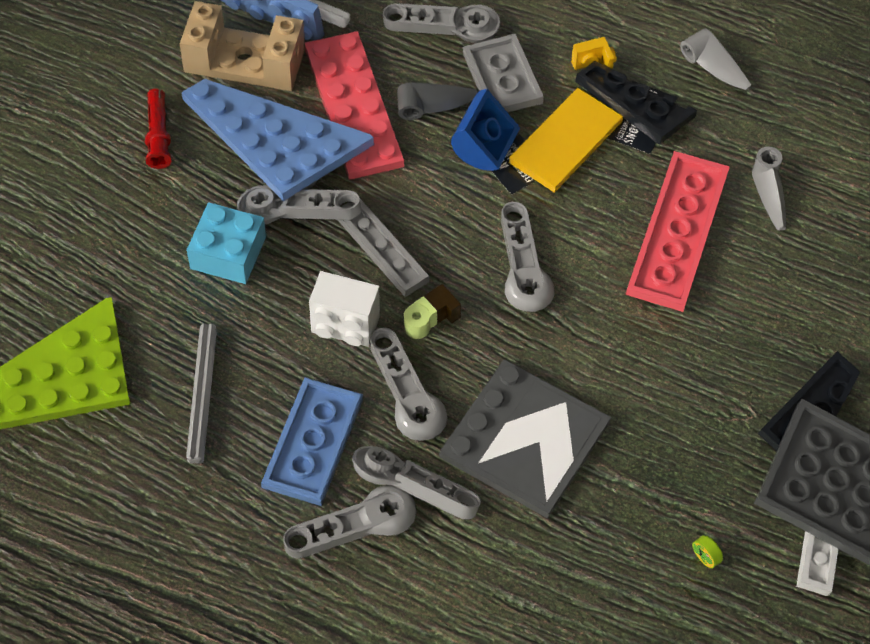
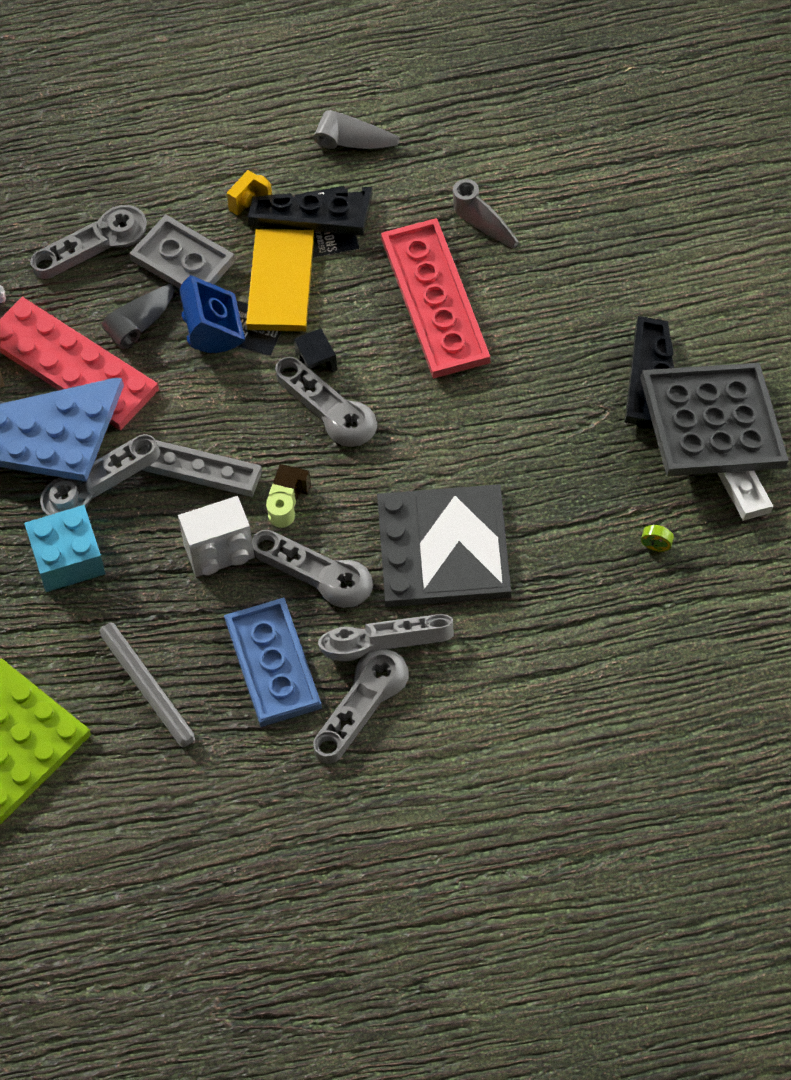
camera: 30 degrees left, 0 degrees up
(545, 210) = (315, 350): none -> black panel

